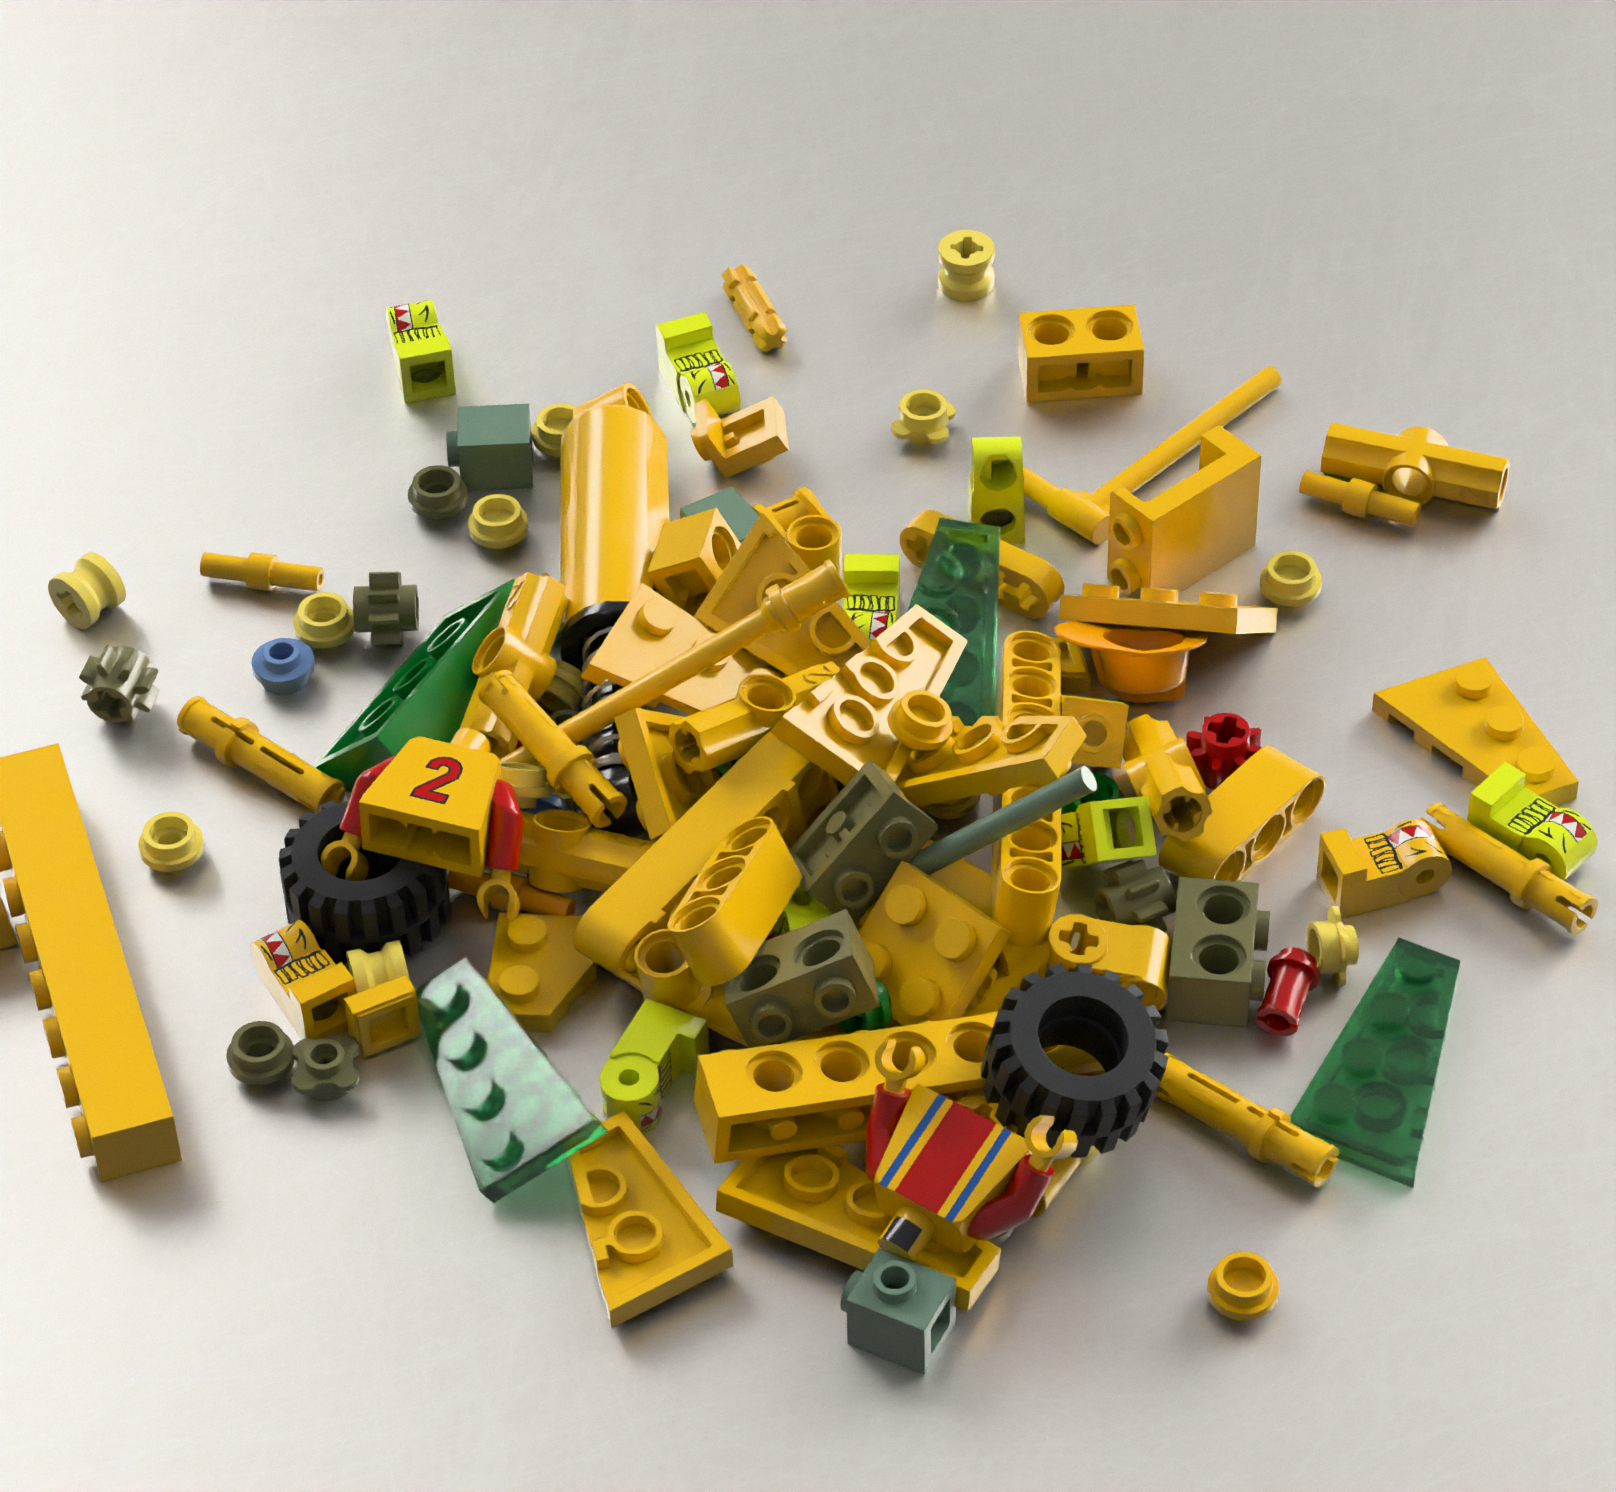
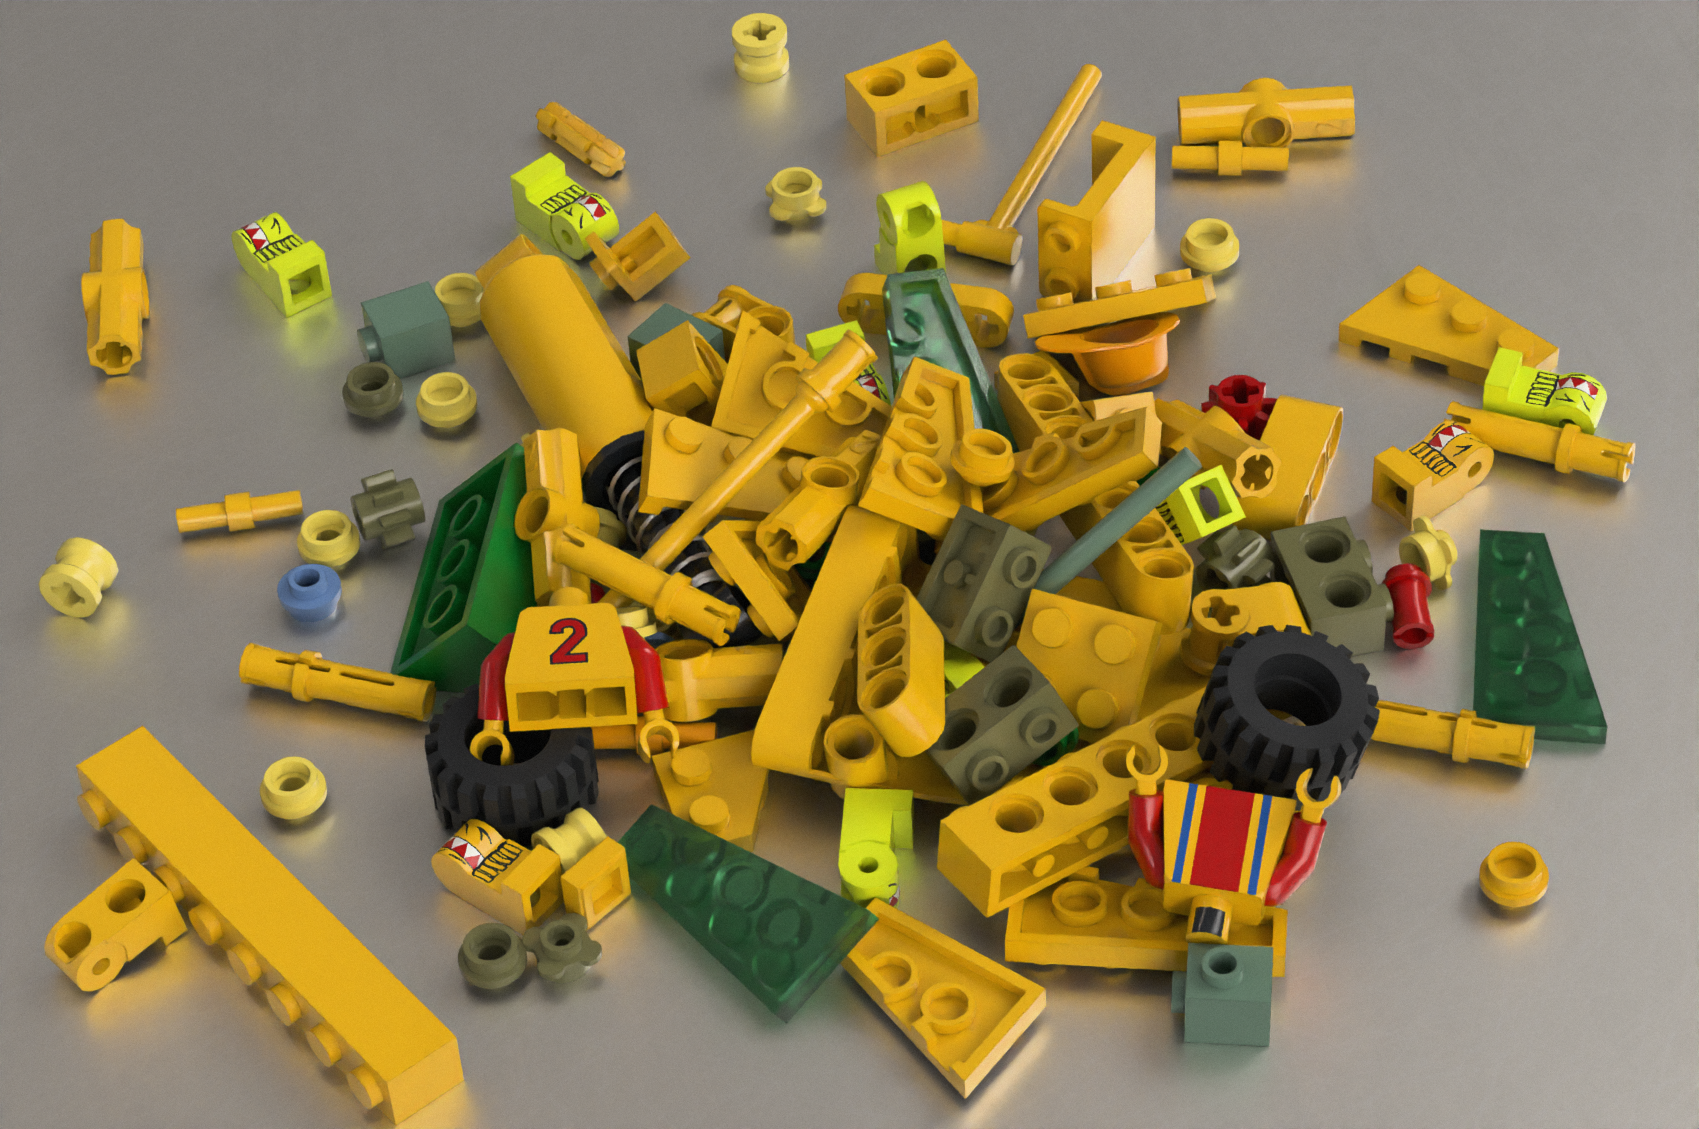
camera: 20 degrees left, 0 degrees up
(119, 684) = (163, 654): olive gear -> none
(257, 339) = (115, 297): none -> yellow piece

